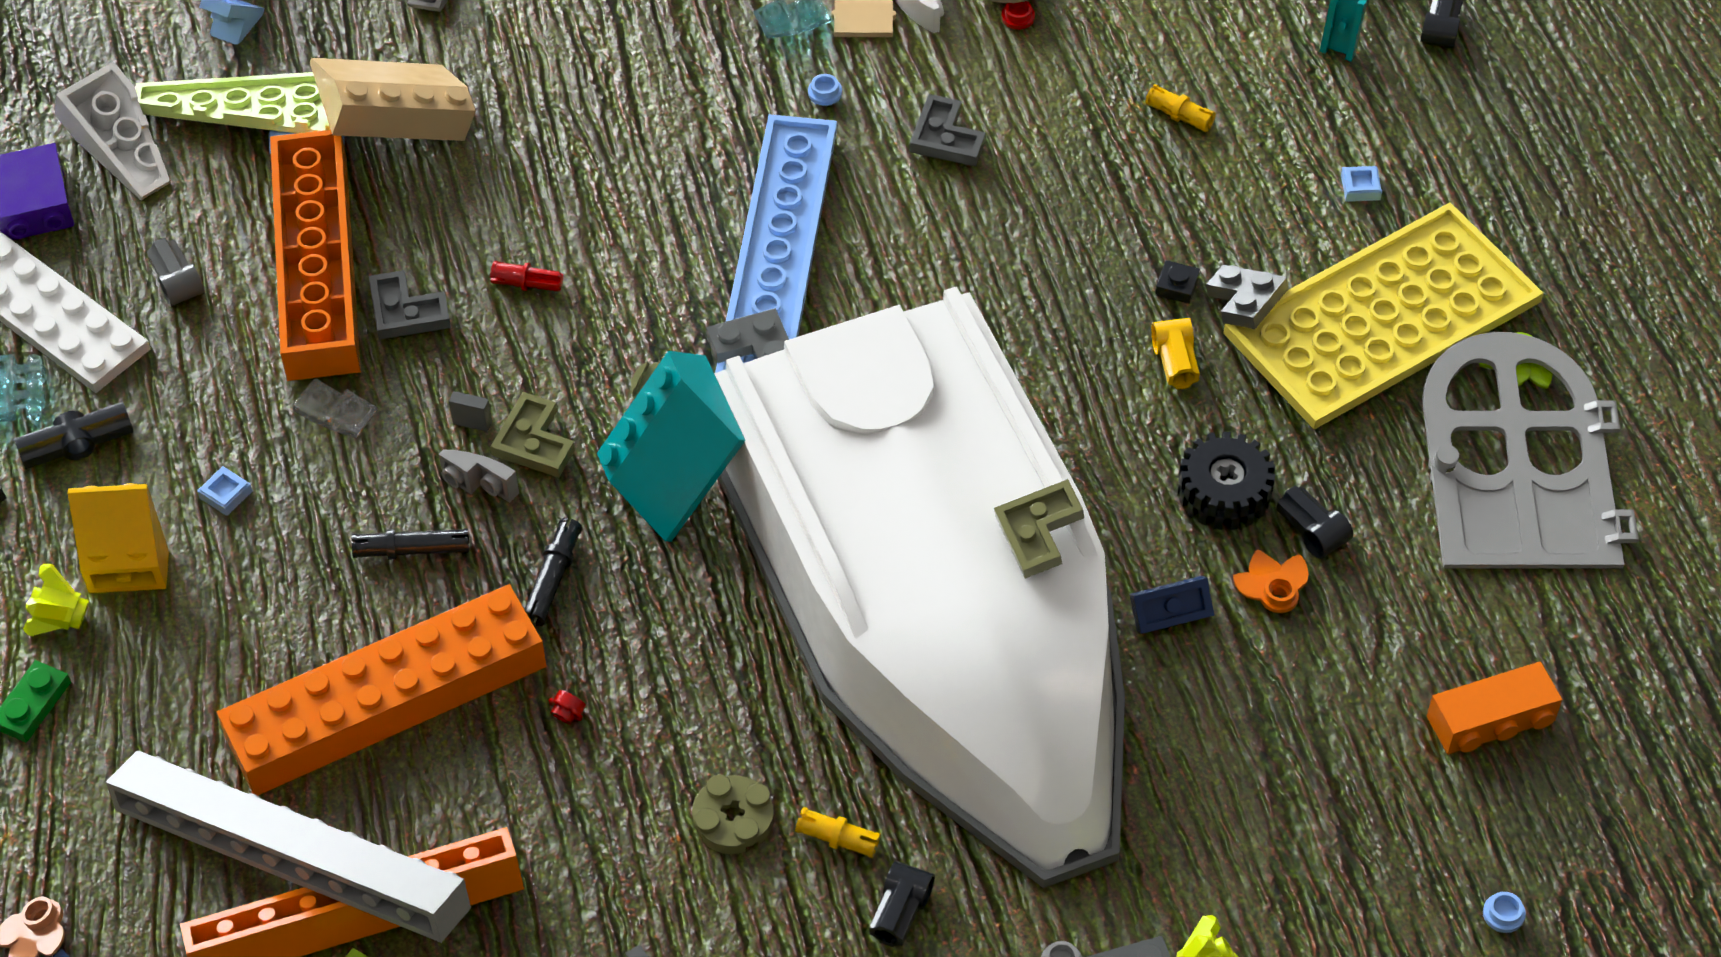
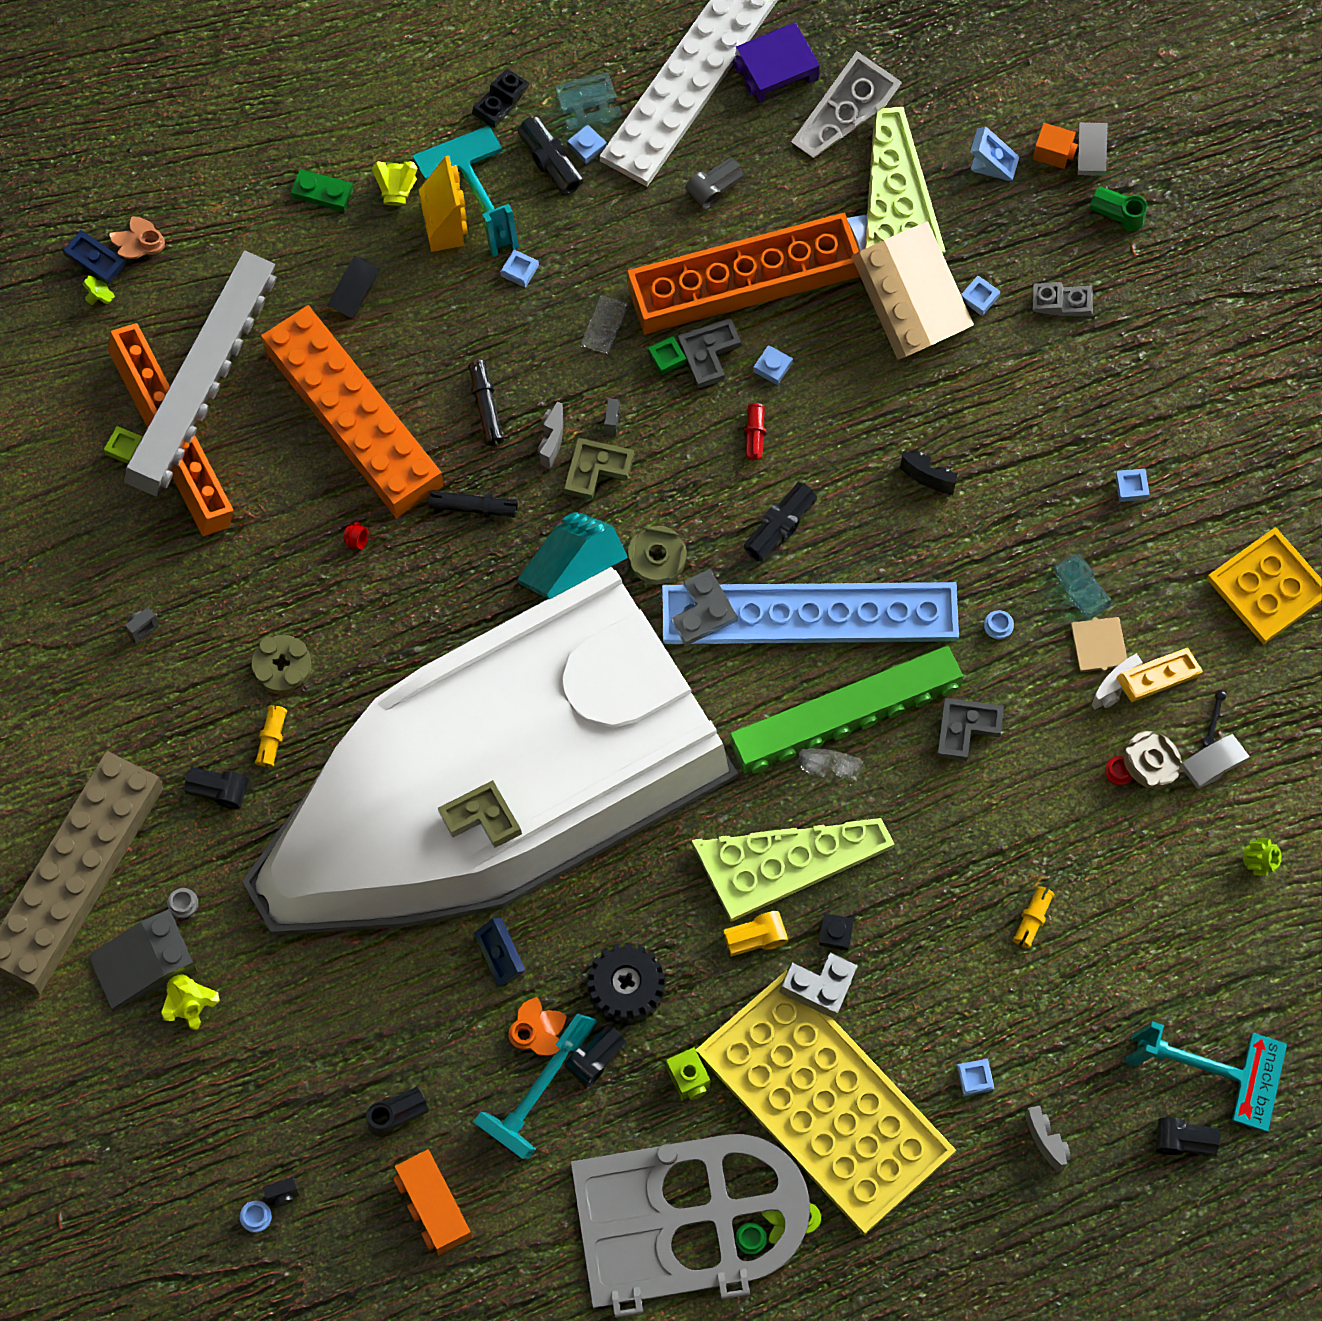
camera: 80 degrees right, 15 degrees up
(33, 535) = (464, 151): none -> teal piece
(69, 396) = (586, 144): none -> light blue plate
(198, 670) = (353, 287): none -> black slope
(399, 348) = (667, 355): none -> green plate
(408, 48) = (980, 295): none -> light blue plate
(439, 251) = (772, 365): none -> light blue plate
(621, 126) = (918, 467): none -> black slope
(653, 265) = (780, 522): none -> black piece
(901, 212) = (846, 710): none -> bright green brick
(973, 249) = (820, 760): none -> clear slope
(1089, 322) = (777, 863): none -> yellowish green wing
(1302, 515) = (507, 1131): none -> teal piece
(1344, 433) = (688, 1074): none -> lime brick
(1374, 737) = (398, 1109): none -> black piece
(1432, 132) = (1050, 1146): none -> light grey slope
(1475, 874) = (281, 1192): none -> black plate
(1543, 399) = (751, 1238): none -> green plate

